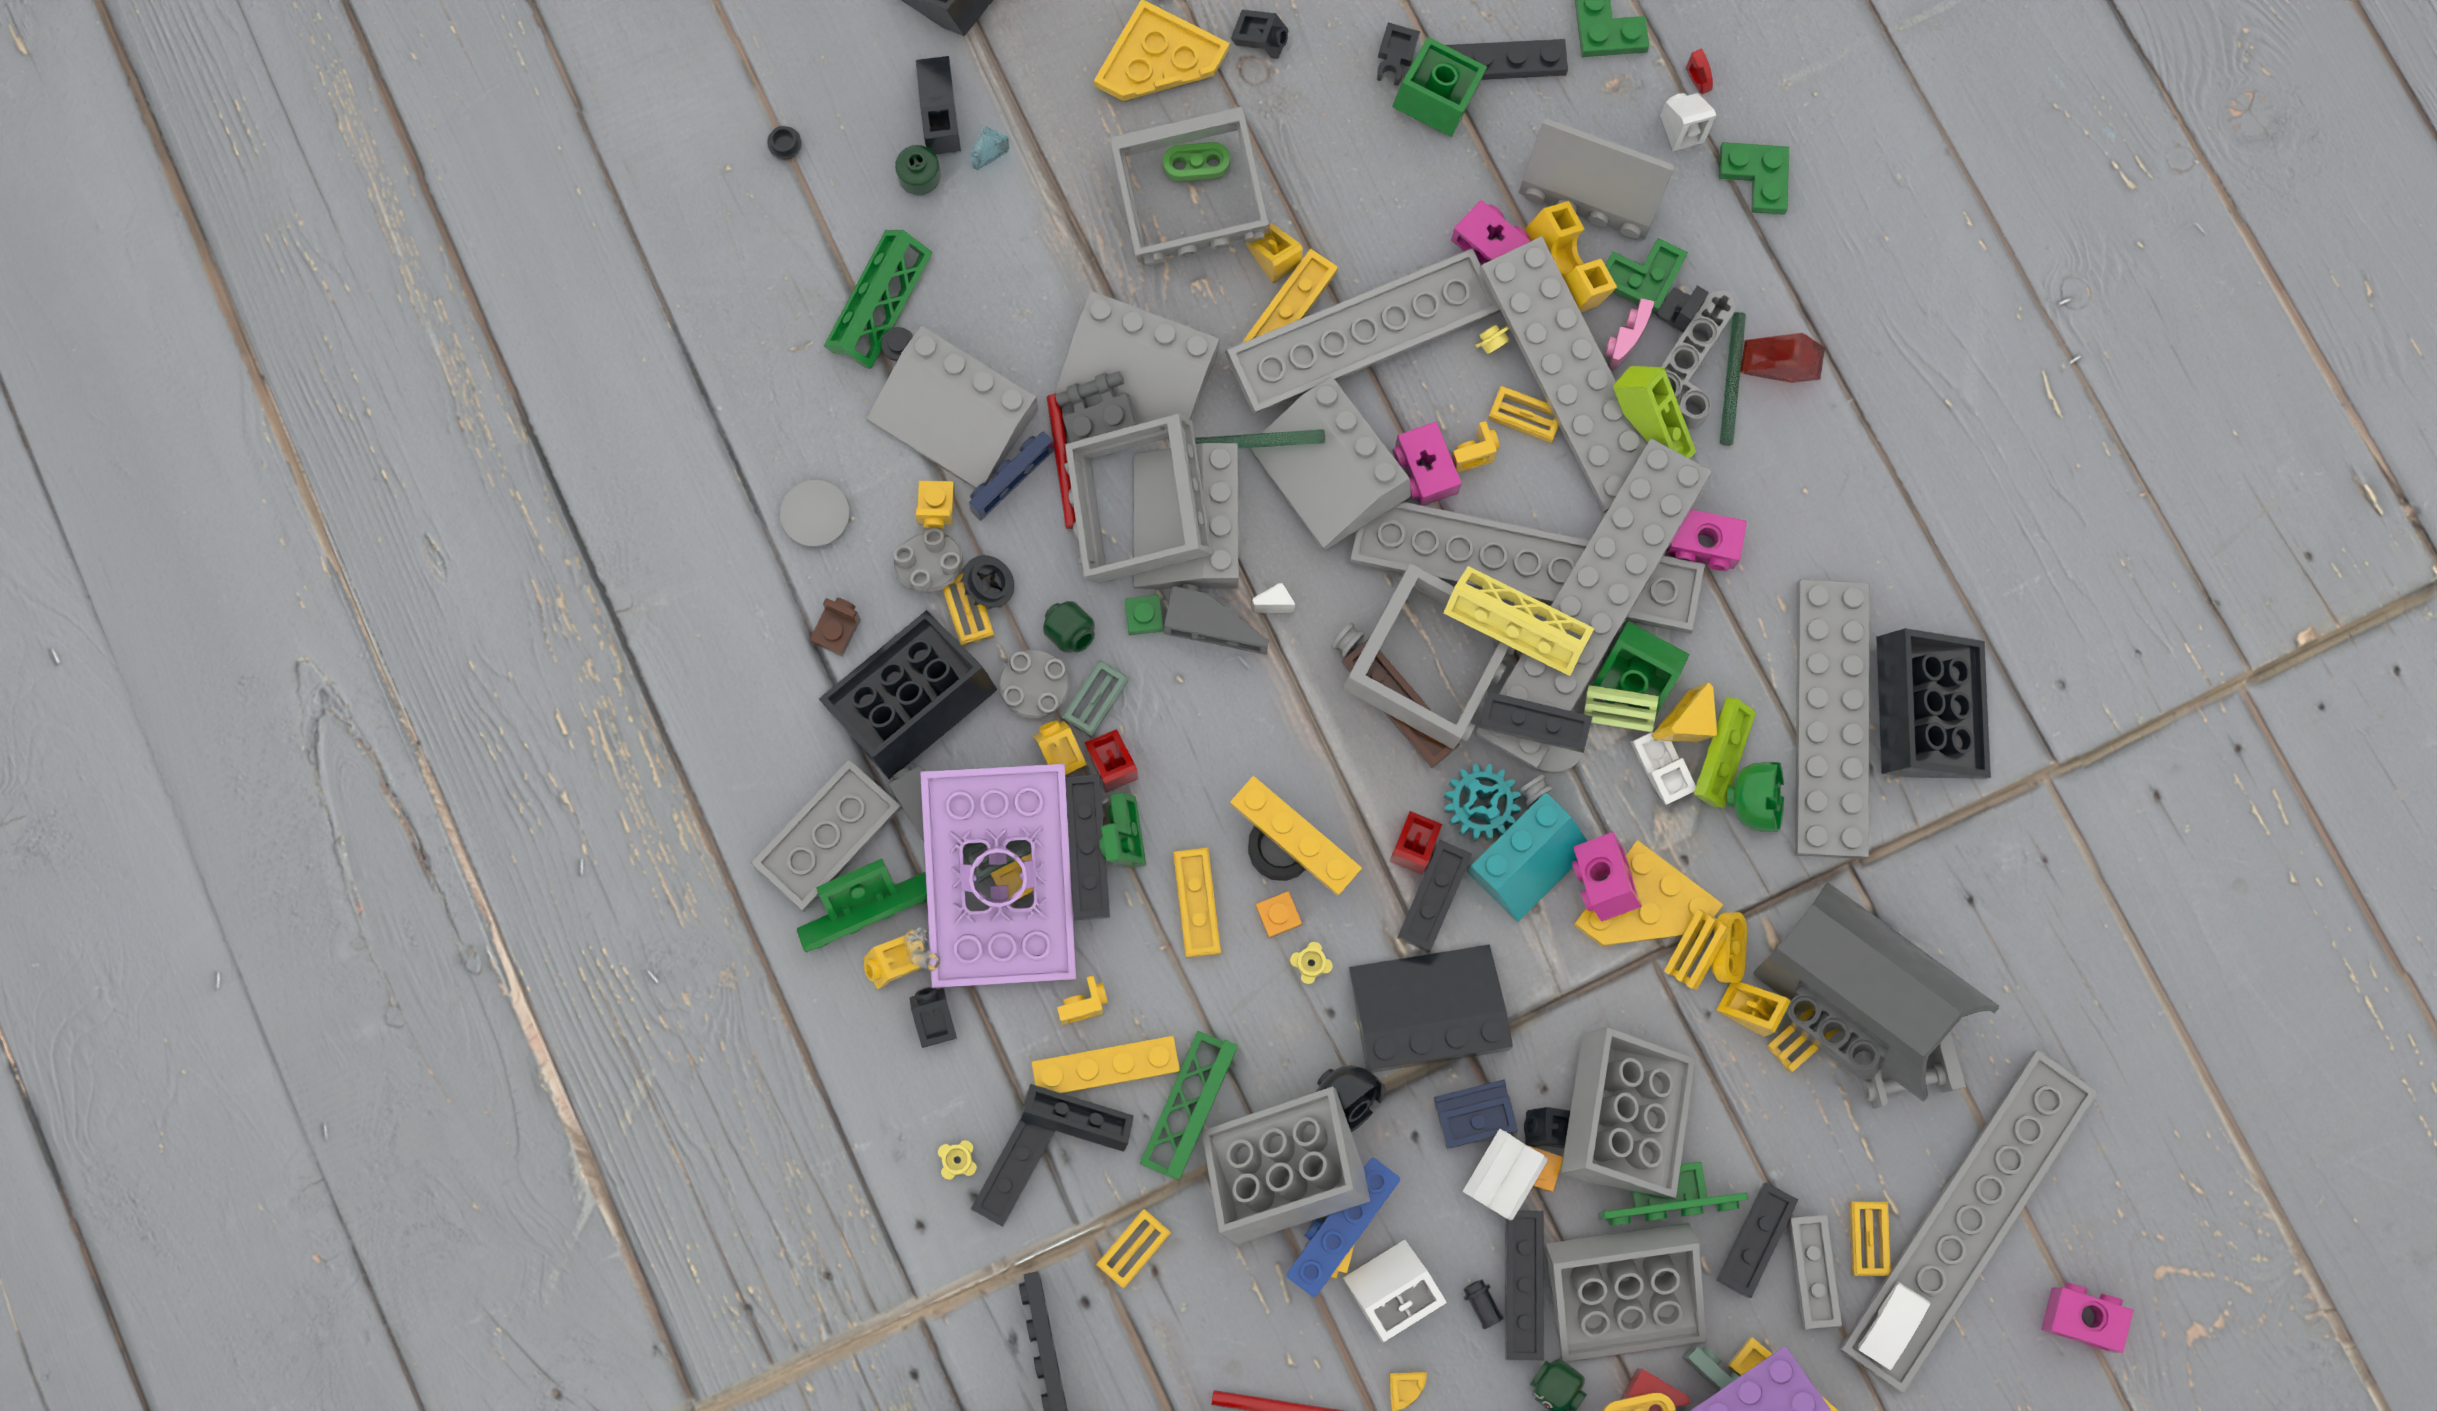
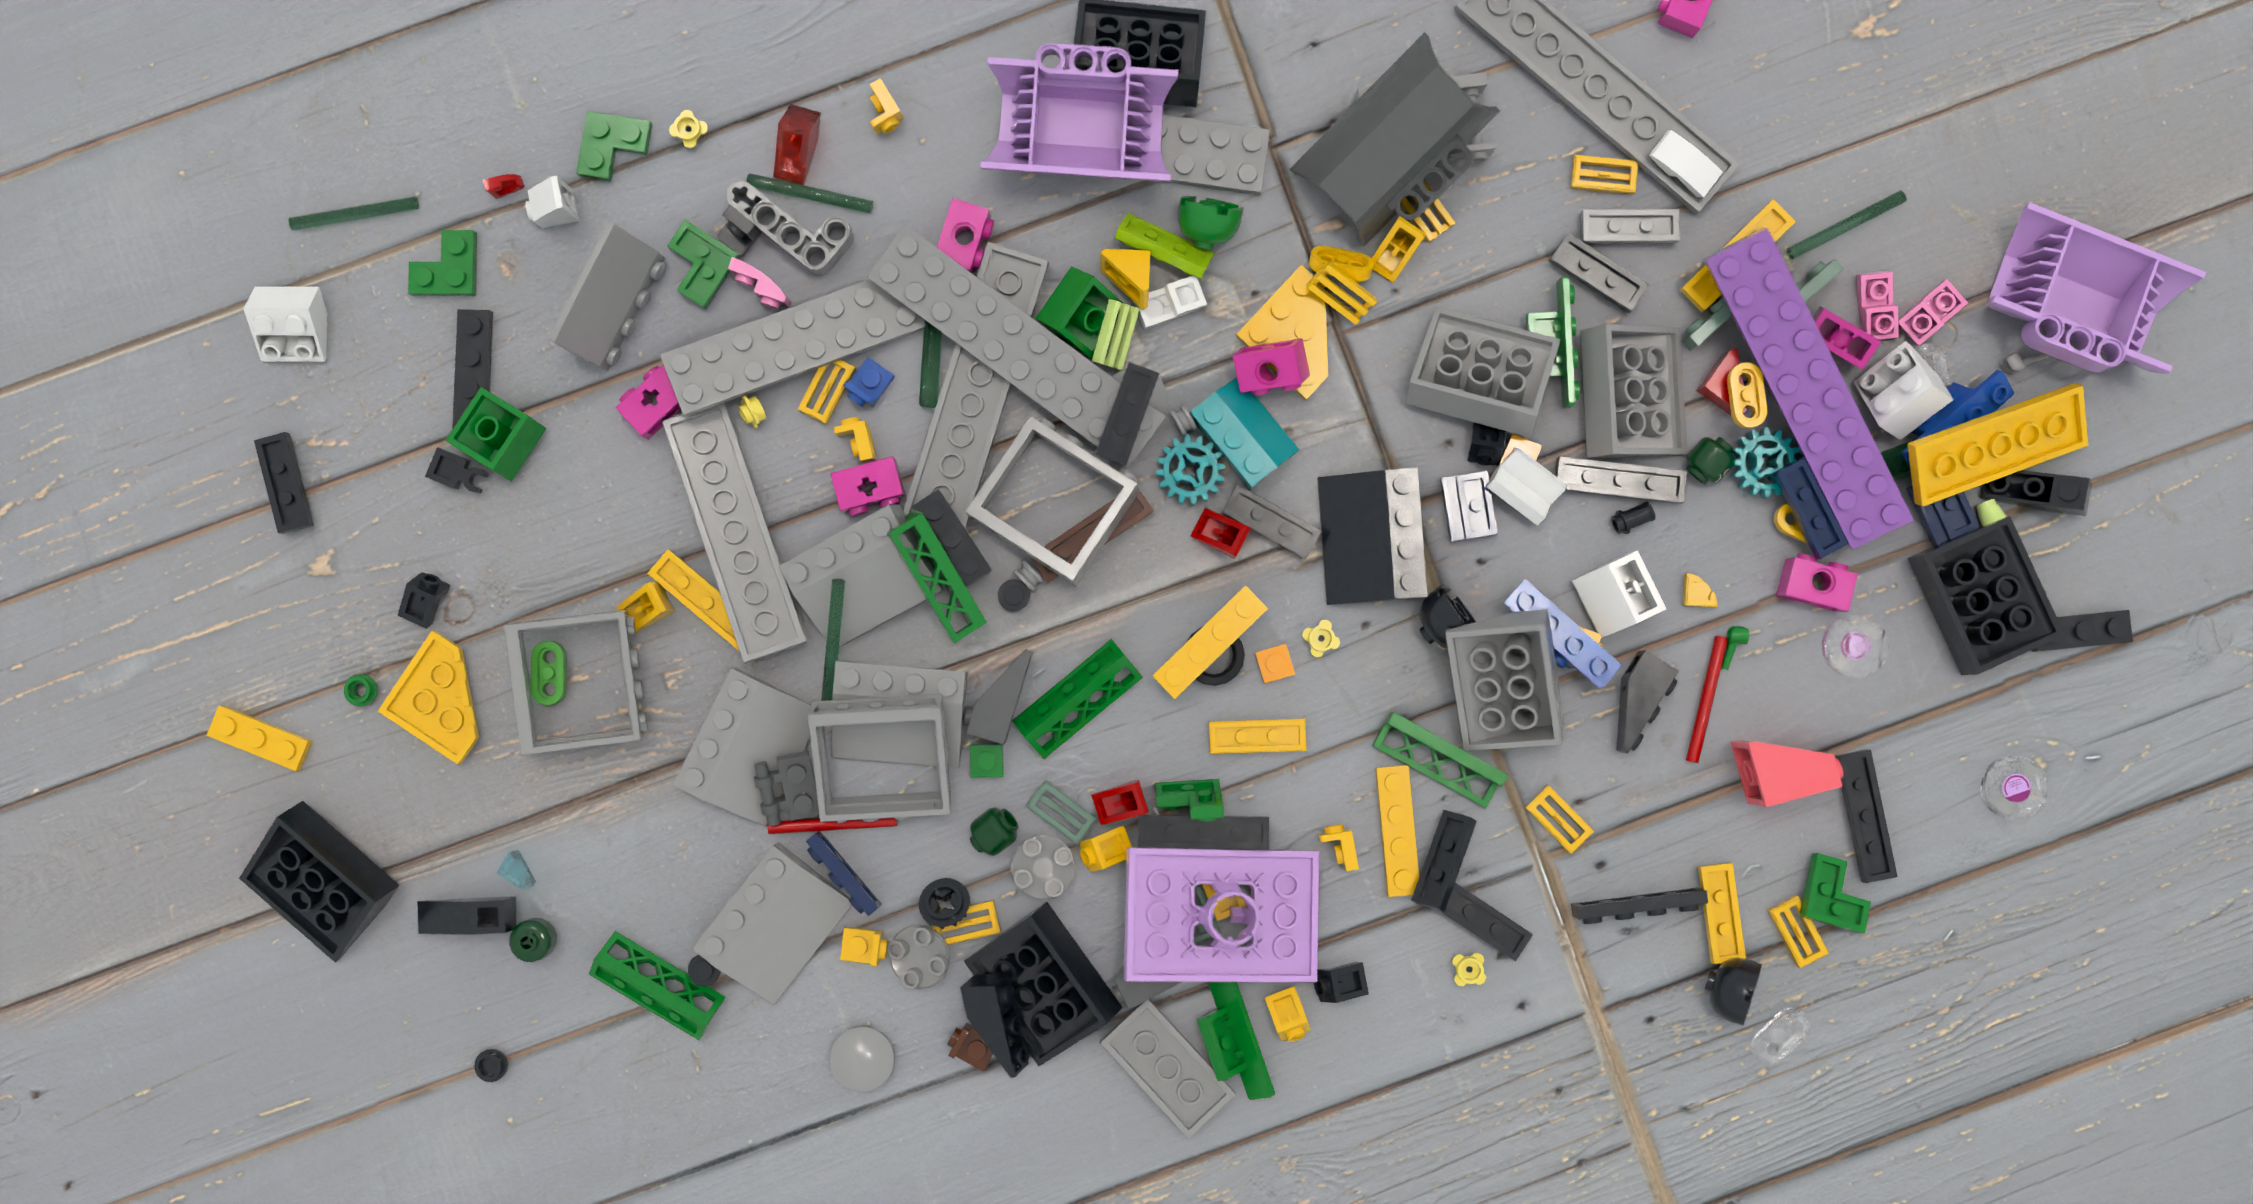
camera: 80 degrees left, 10 degrees up
(870, 644) = (994, 1015): none -> black slope
(914, 943) = (1287, 993): clear arm -> none
(1227, 696) = (1073, 694): none -> green fence
(1273, 601) = (985, 639): white slope -> none
(1289, 1329) = (1640, 693): none -> slope
(1325, 626) = (1013, 595): none -> black plate
(1344, 549) = (944, 569): none -> green fence
(1380, 554) = (953, 538): none -> black plate
(1515, 623) = (1035, 420): light yellow fence -> none
(1536, 456) = (868, 383): none -> blue bracket
(1560, 229) = (654, 337): yellow arch -> none
(1561, 518) = (930, 366): none -> clear green axle
(1653, 408) = (838, 270): lime slope -> none
(1786, 240) = (686, 120): none -> light yellow plate
(1836, 447) = (884, 102): none -> yellow bracket
(1850, 646) = (1080, 119): none -> lavender panel

